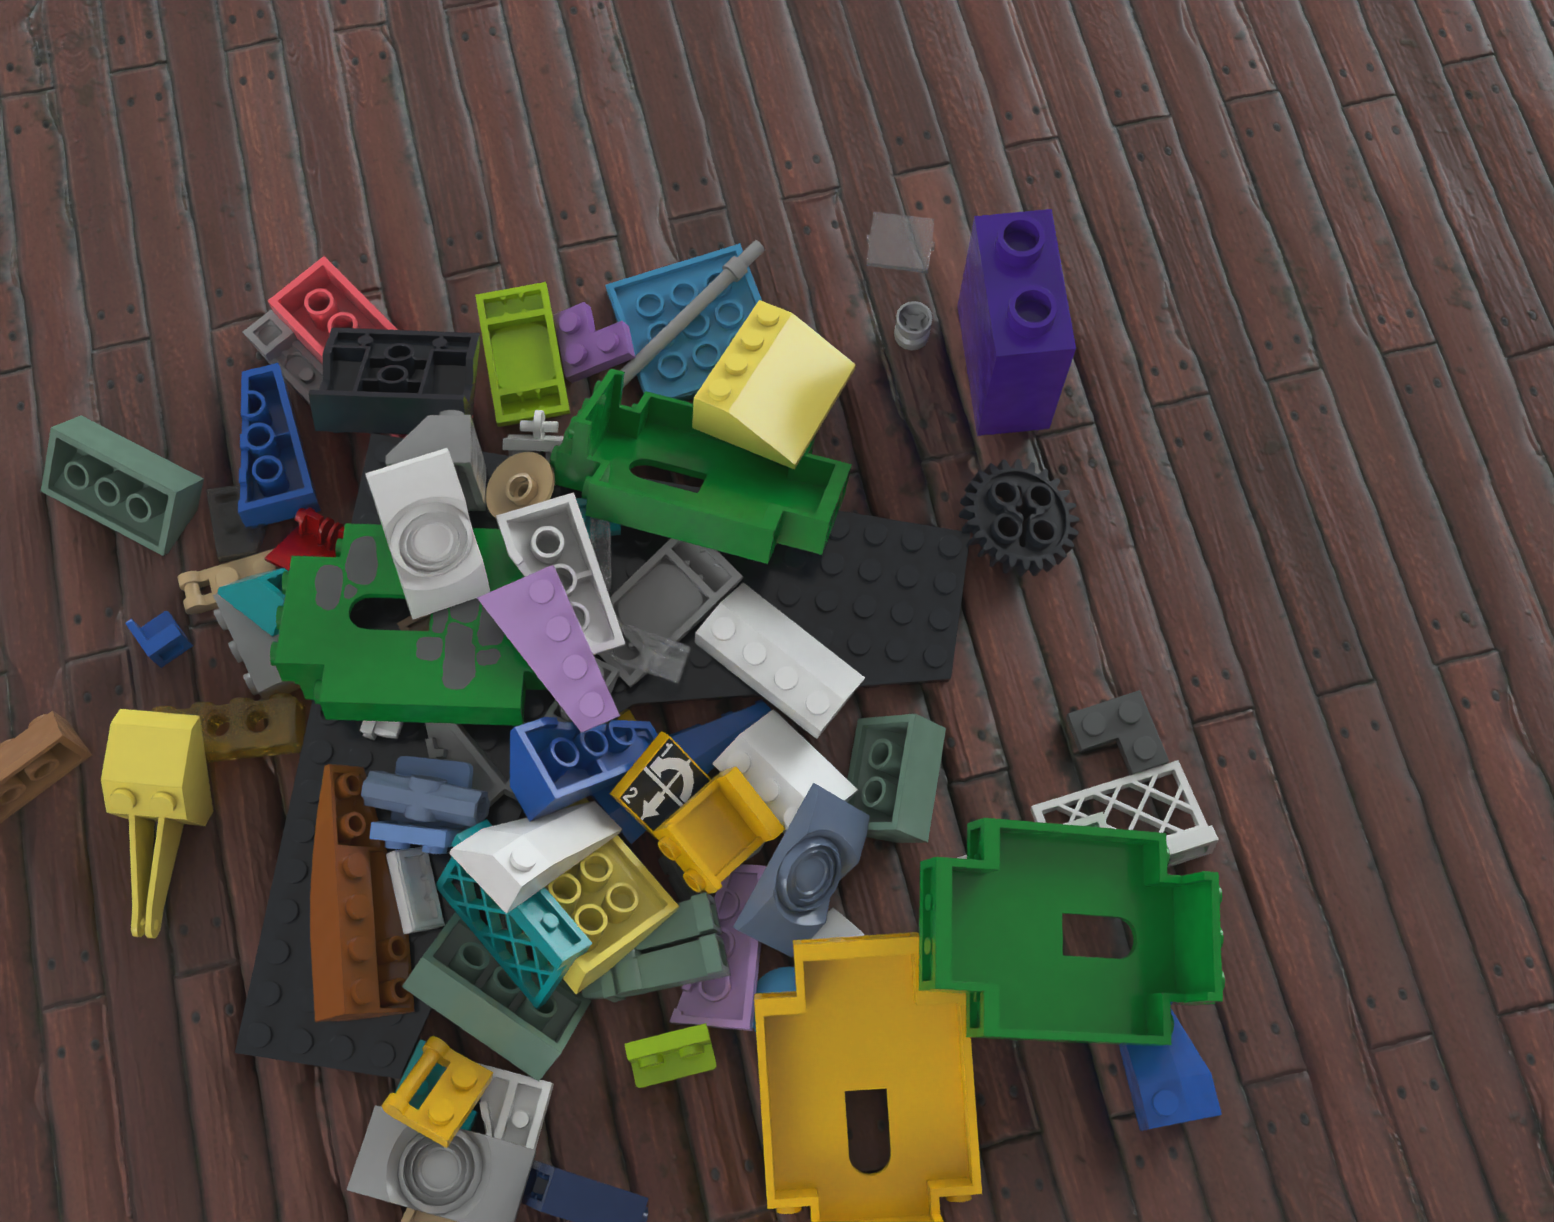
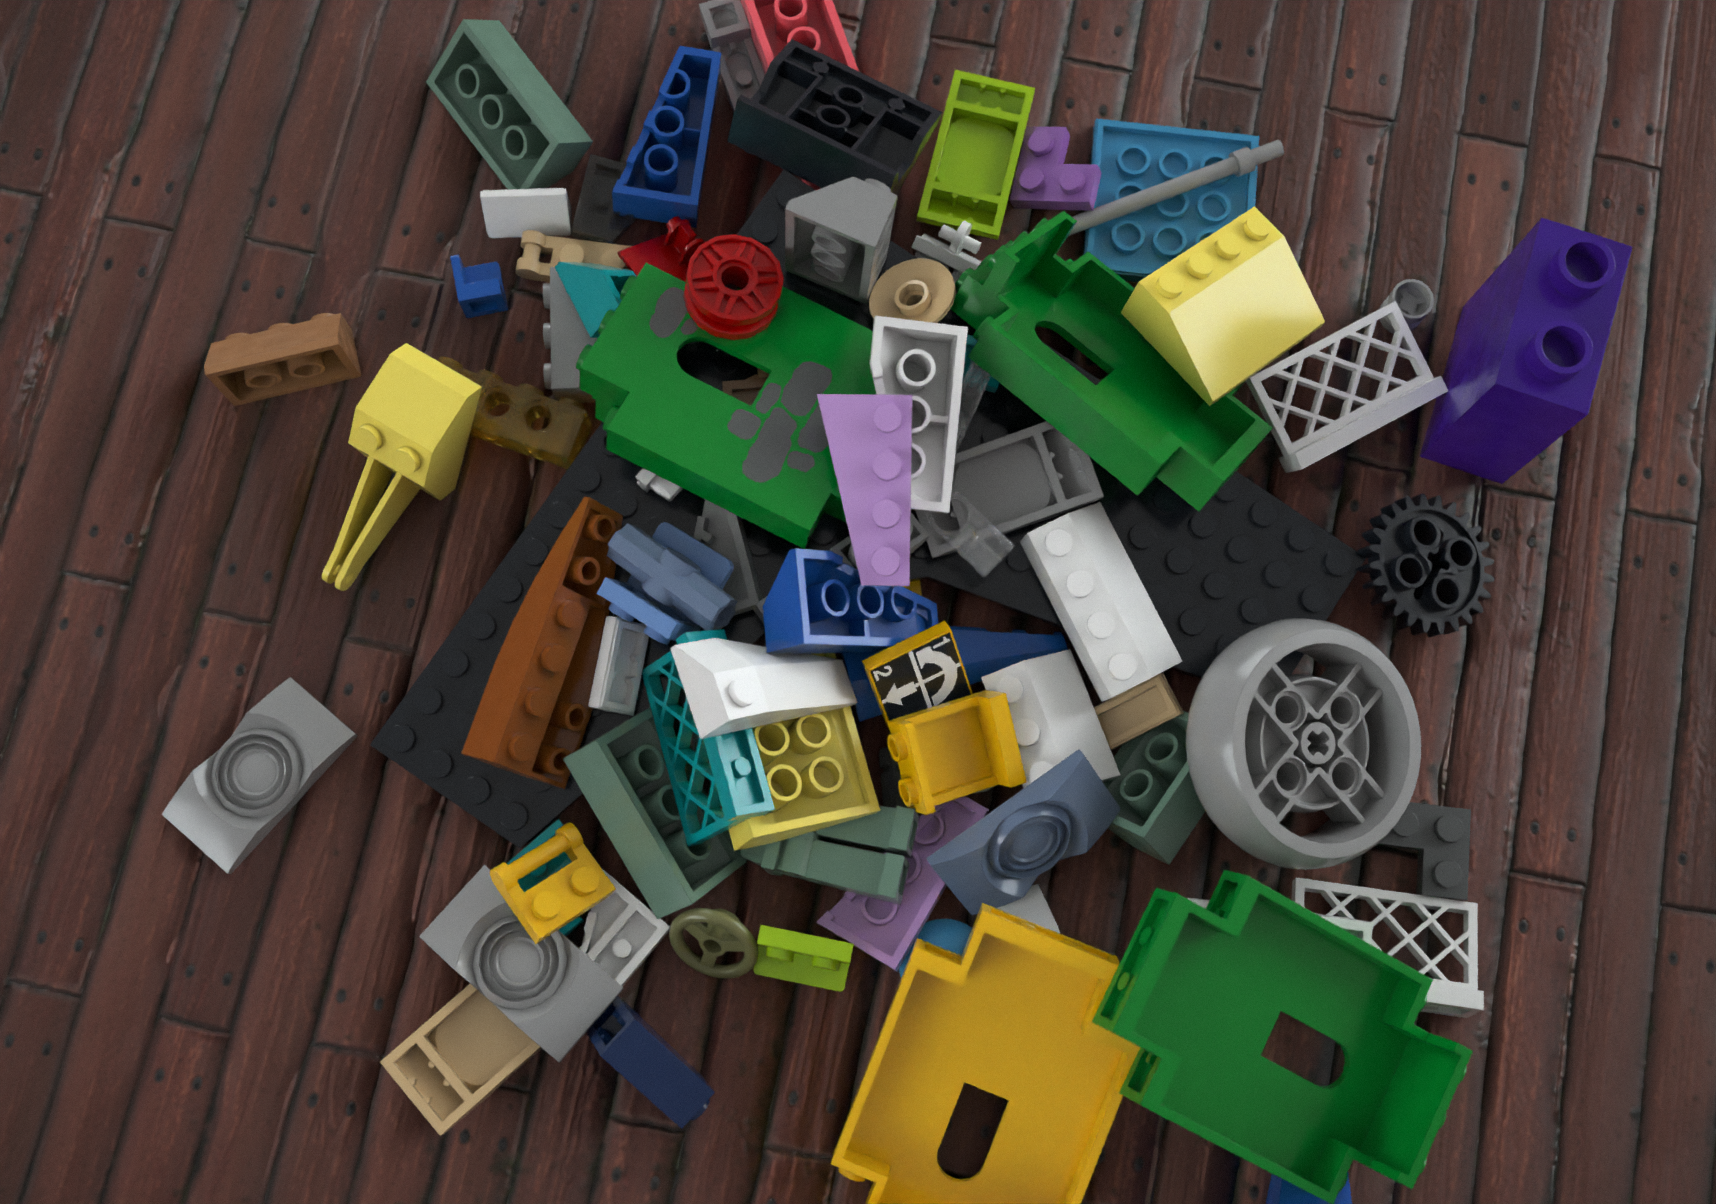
camera: 20 degrees right, 5 degrees up
(149, 1124) = (258, 774): none -> light grey slope
(163, 563) = (517, 210): none -> white slope
(355, 563) = (736, 262): none -> red wheel
(429, 532) = (798, 301): white slope -> none
(592, 1070) = (718, 933): none -> olive piece
(848, 733) = (1138, 711): none -> tan tile
(900, 242) = (1433, 210): clear piece -> none
(919, 427) = (1360, 421): none -> white fence
(938, 720) = (1334, 742): none -> light grey wheel

